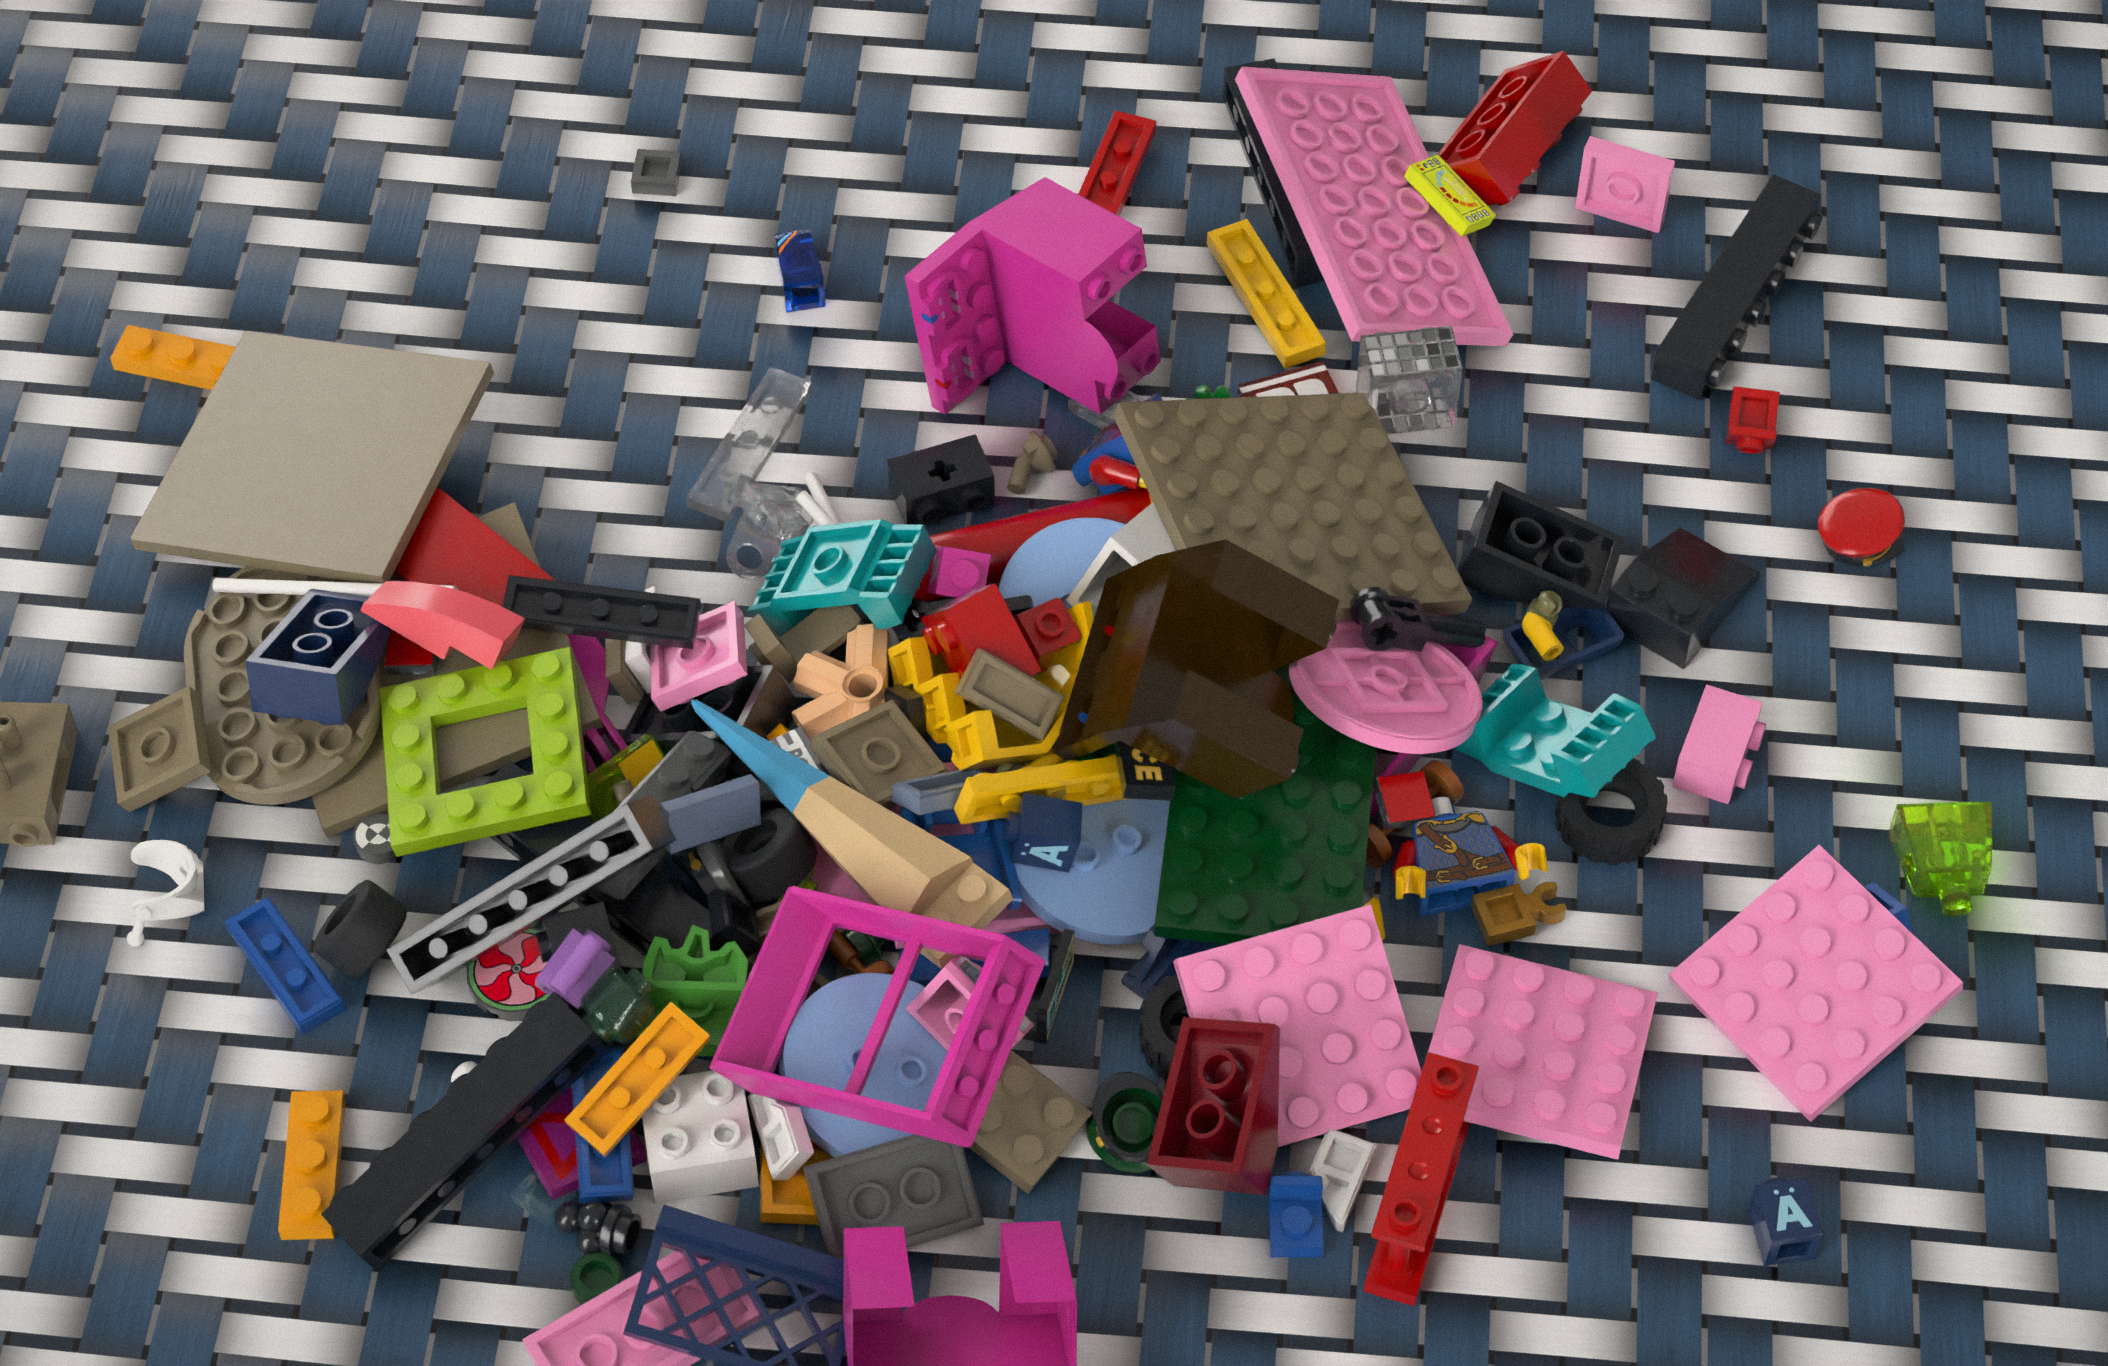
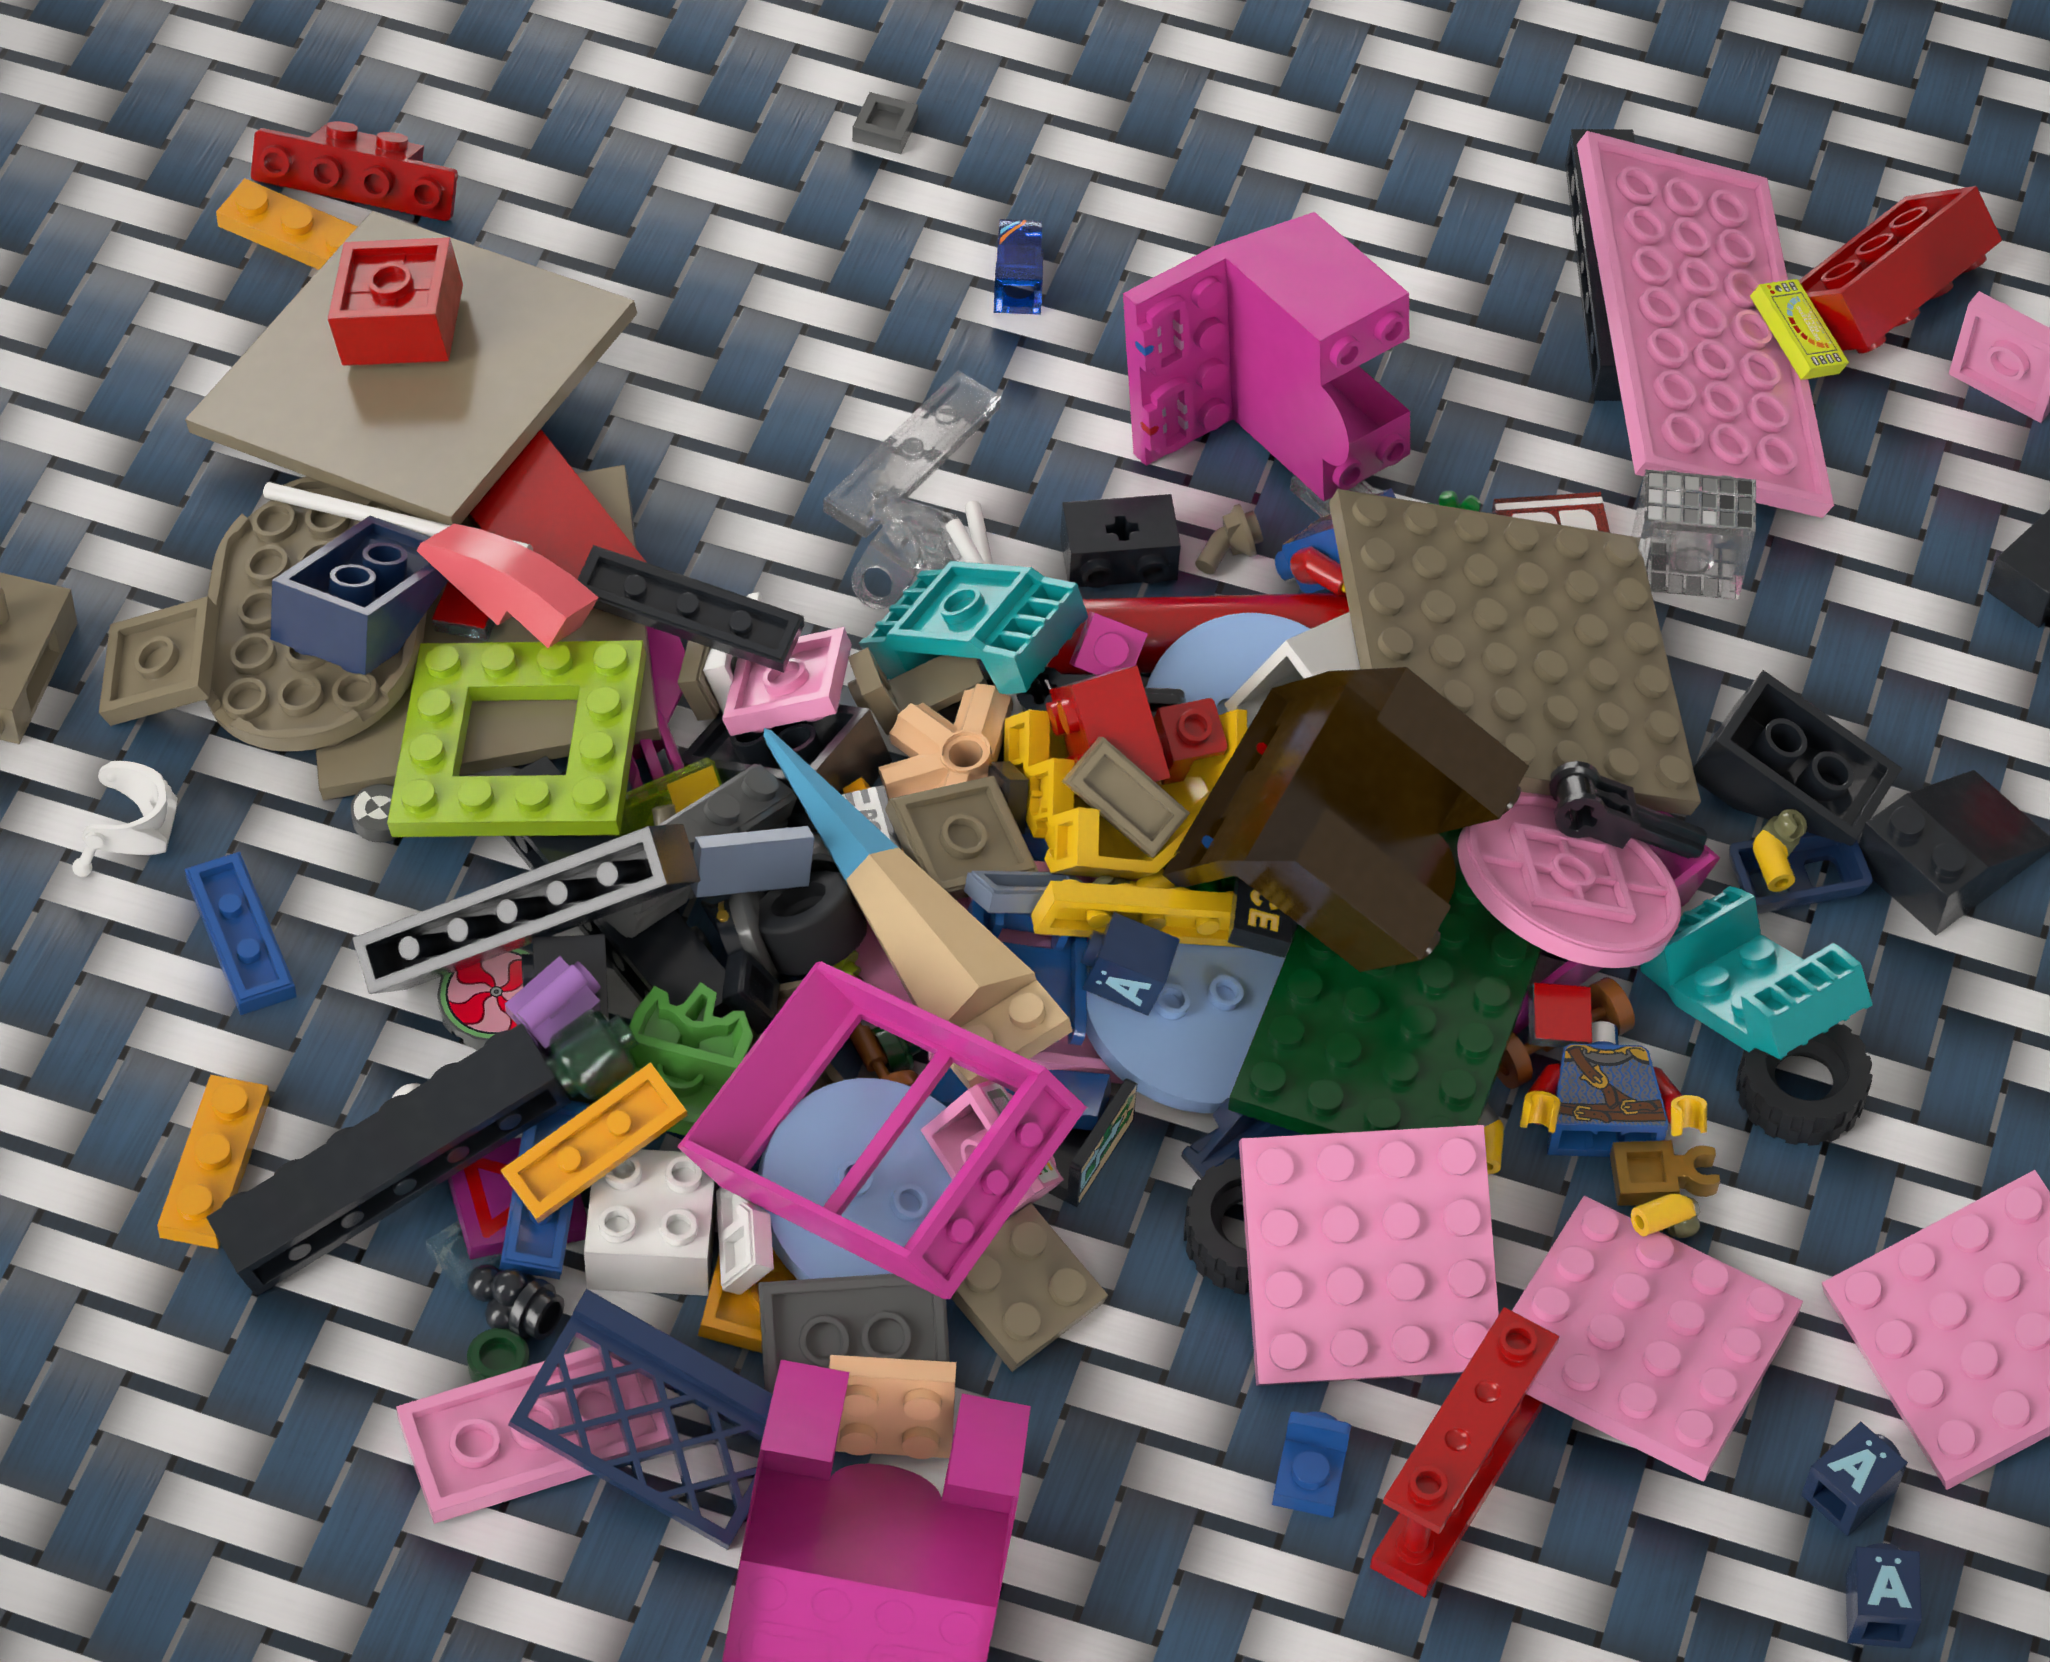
camera: 10 degrees right, 0 degrees up
(221, 297) = (356, 168): none -> red bracket
(288, 403) = (395, 301): none -> red container
(360, 929) = (331, 909): black tyre -> none
(948, 1244) = (896, 1406): none -> light nougat plate
(1118, 161) = (1418, 217): red plate -> none
(1124, 1121) = (1150, 1317): dark green piece -> none
(1220, 1107) = (1251, 1320): dark red slope -> none
(1266, 293) = (1554, 401): yellow plate -> none
(1343, 1167) = (1380, 1423): white tile -> none
(1533, 943) = (1670, 1211): none -> yellow arm
(1718, 744) = (1951, 1030): bright pink brick -> none
(1737, 1129) = (1854, 1478): none -> dark blue brick

